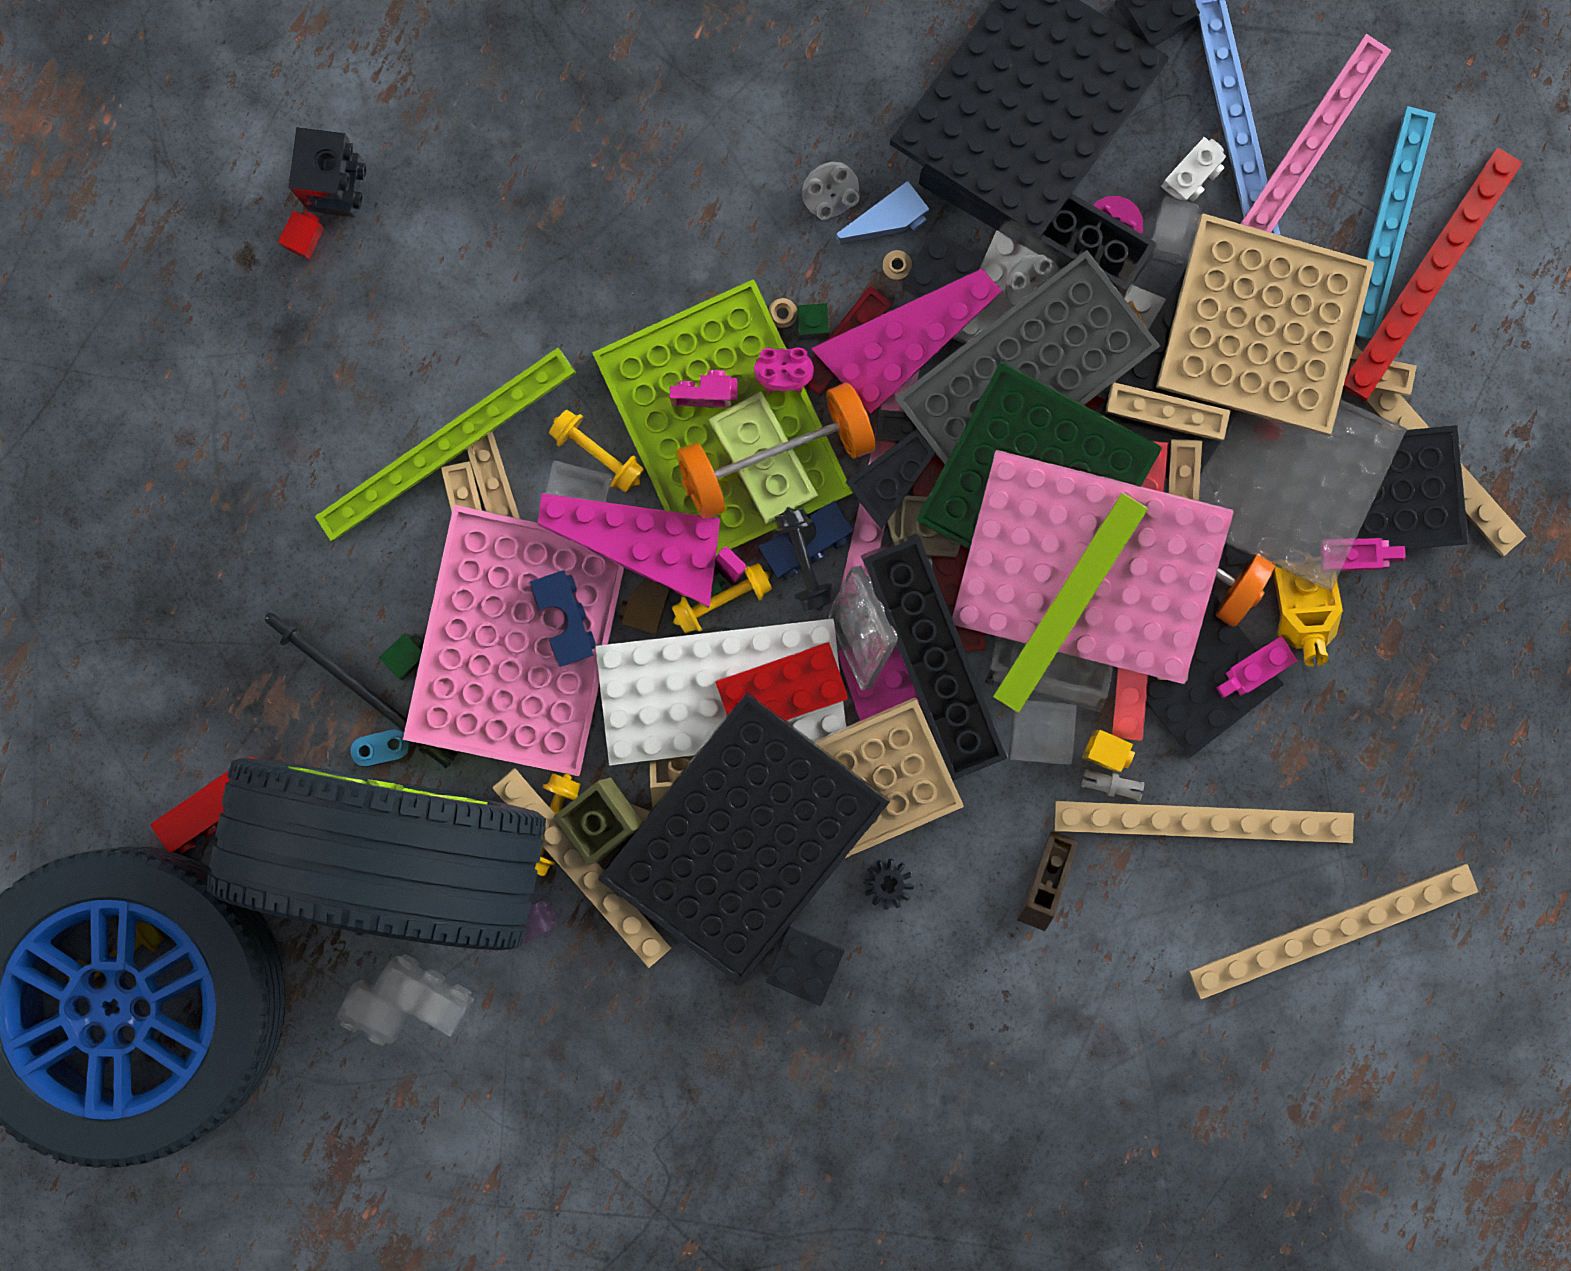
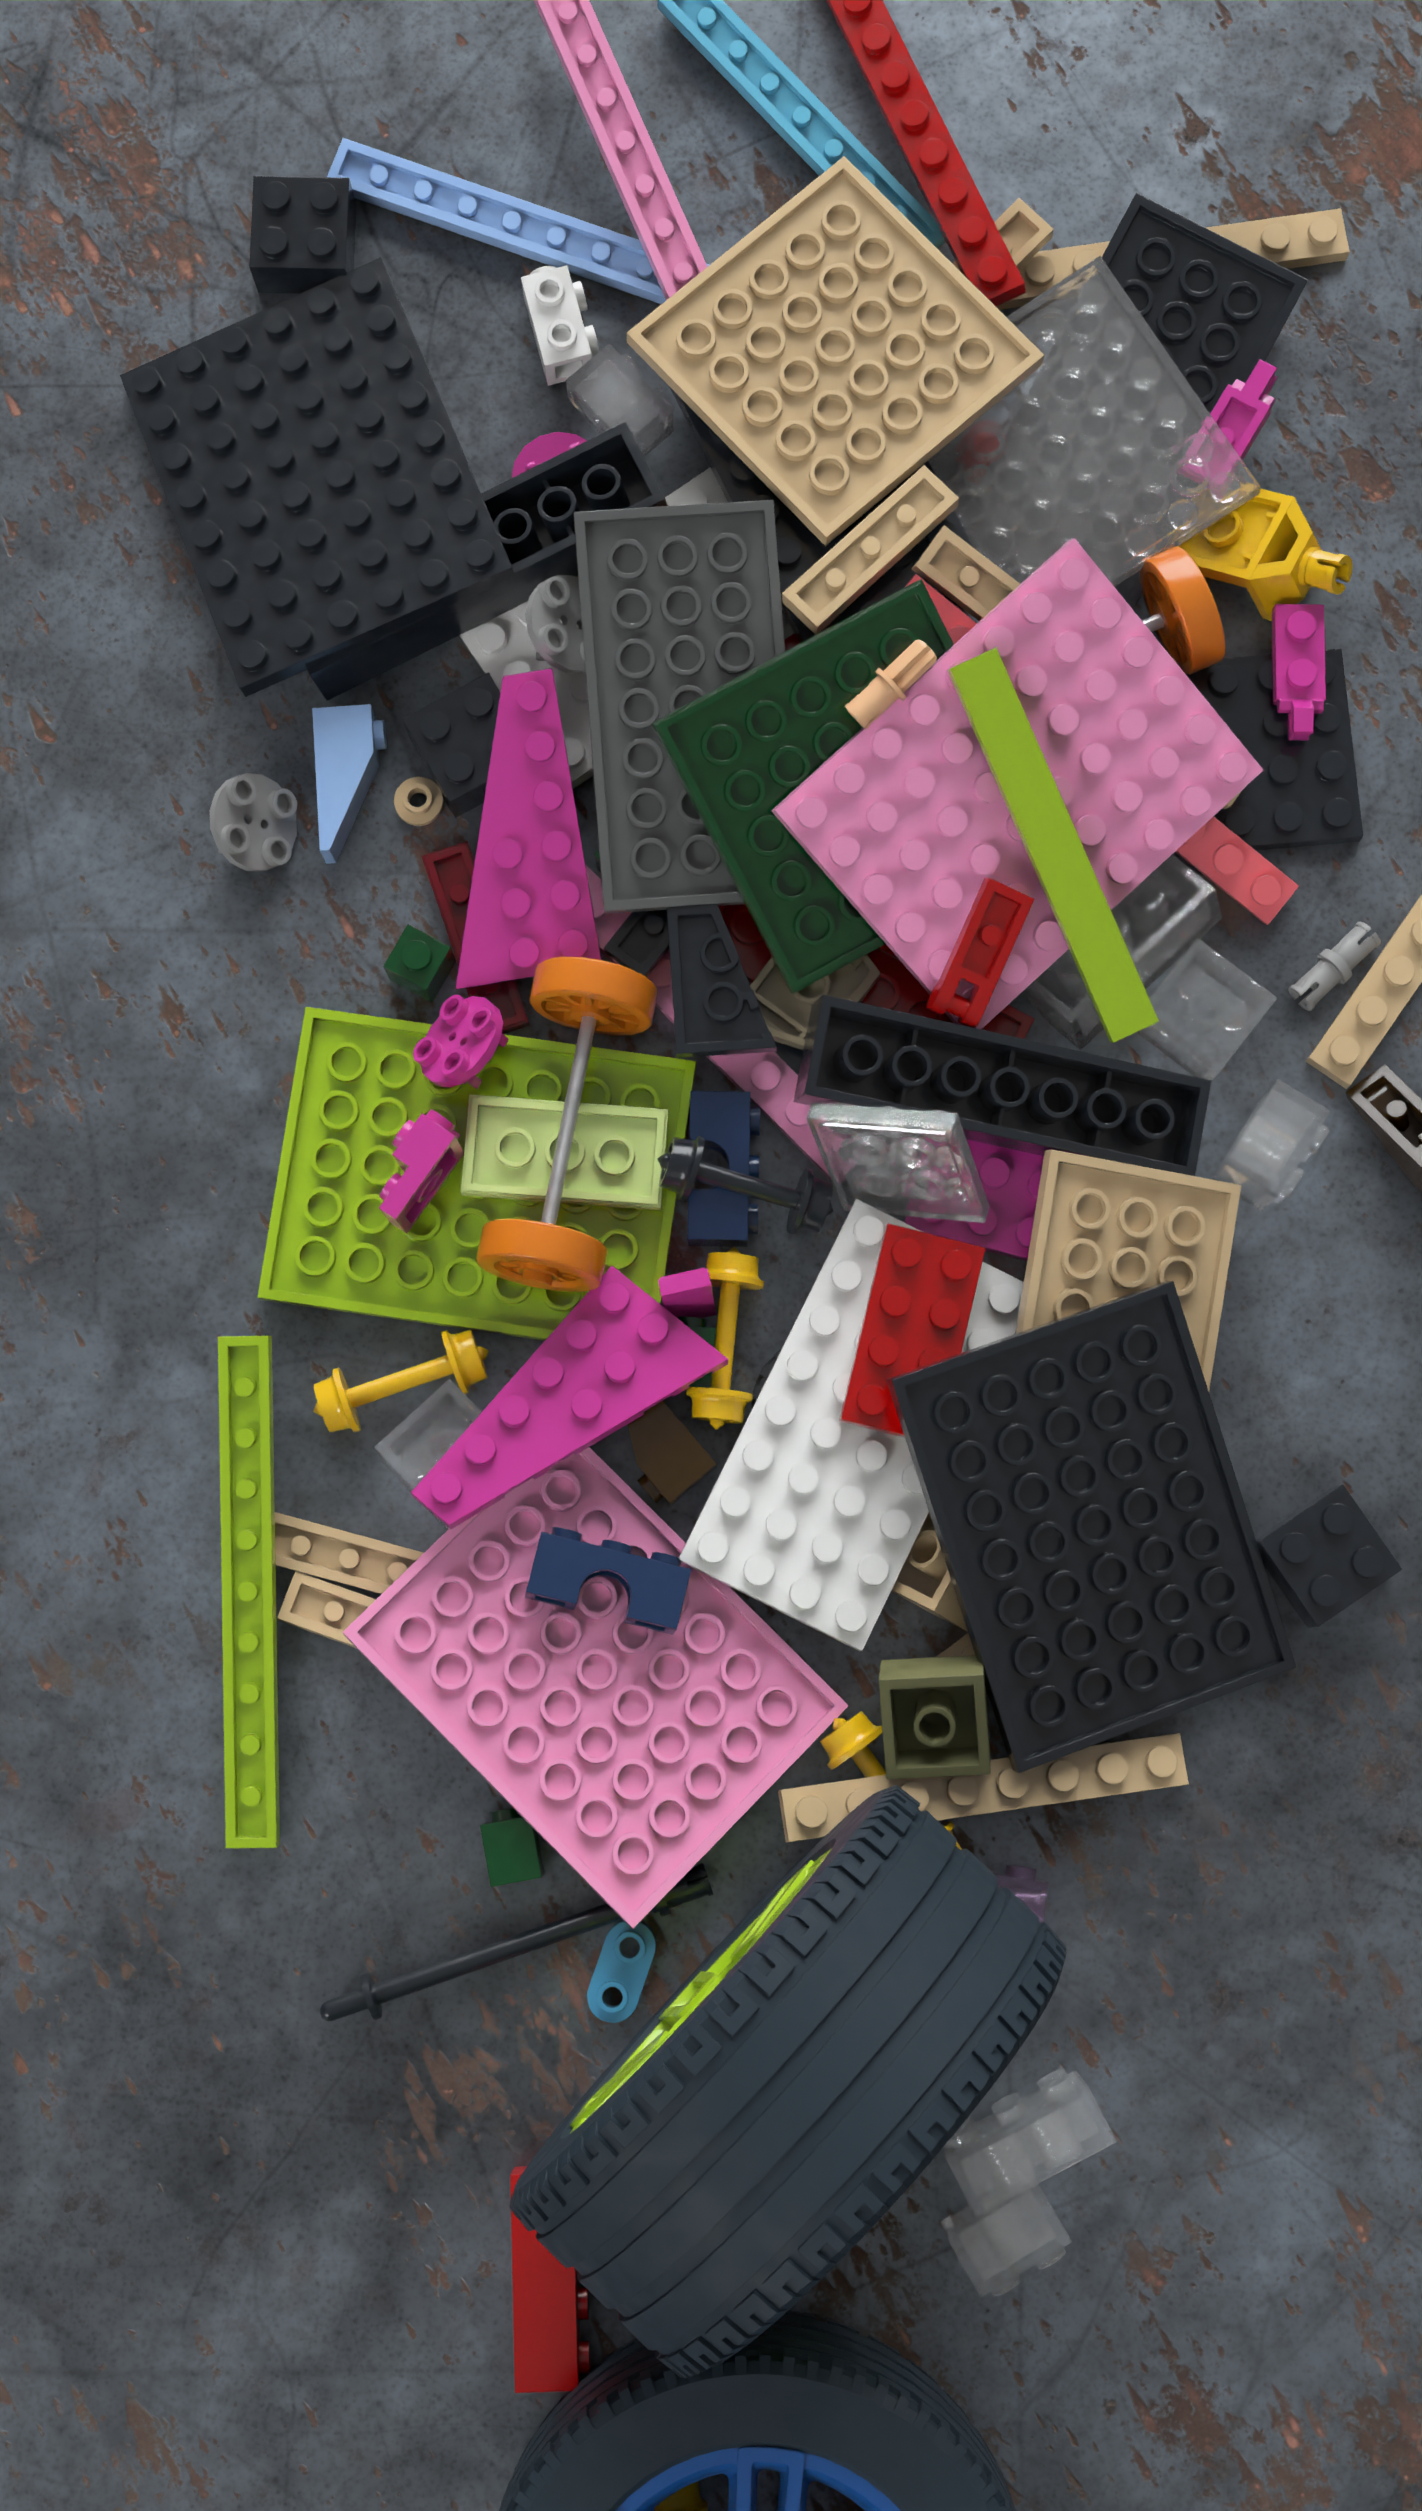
camera: 50 degrees left, 5 degrees down
(783, 304) = (376, 985): tan plate -> none
(878, 880) = (1293, 1353): black gear -> none
(993, 600) = (981, 951): none -> red plate
(994, 809) = (1272, 1143): none -> clear brick
(1097, 468) = (891, 683): none -> light nougat axle
(1108, 751) = (1287, 937): yellow brick -> none

